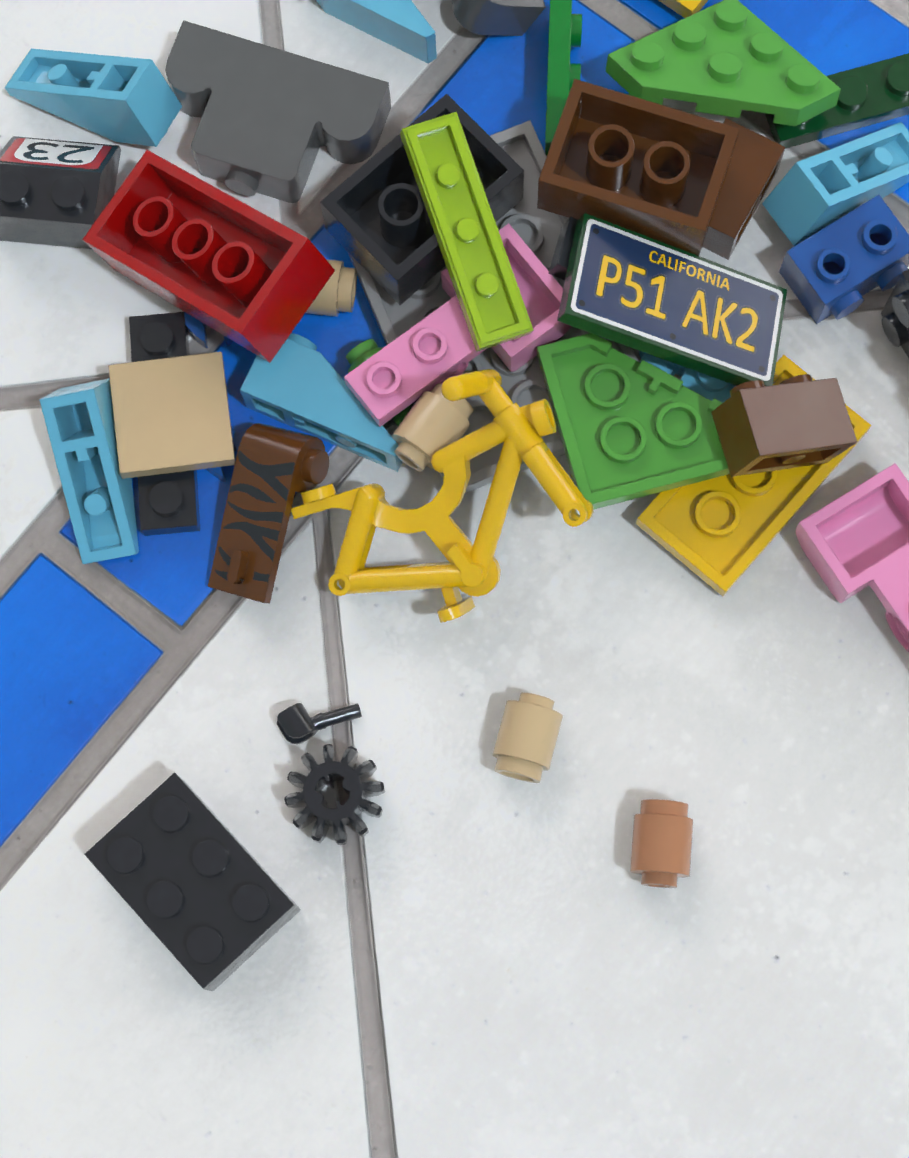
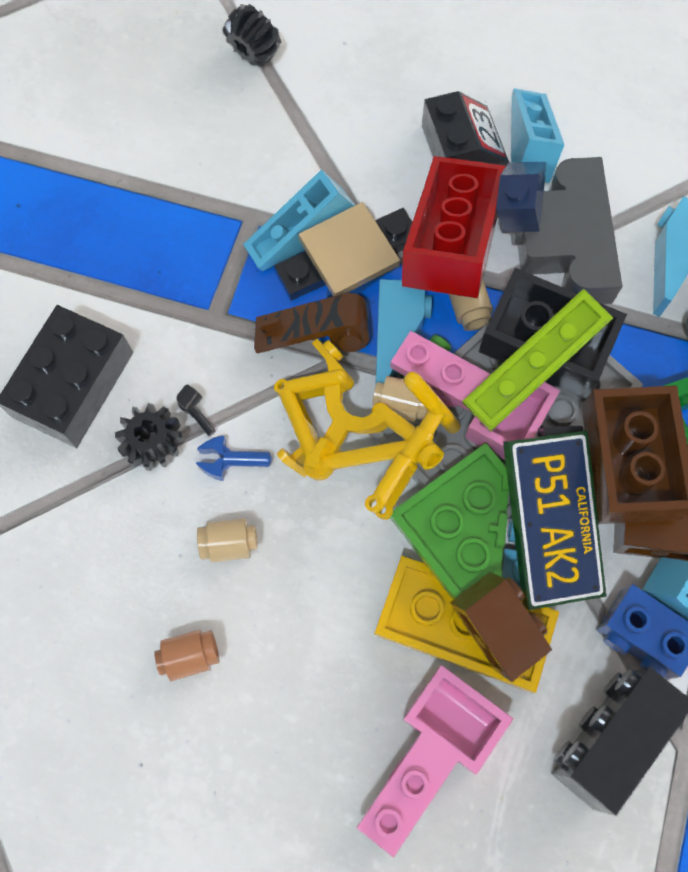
camera: 65 degrees right, 5 degrees down
(201, 146) = (521, 196): none -> dark blue slope
(408, 695) = (229, 458): none -> blue bar

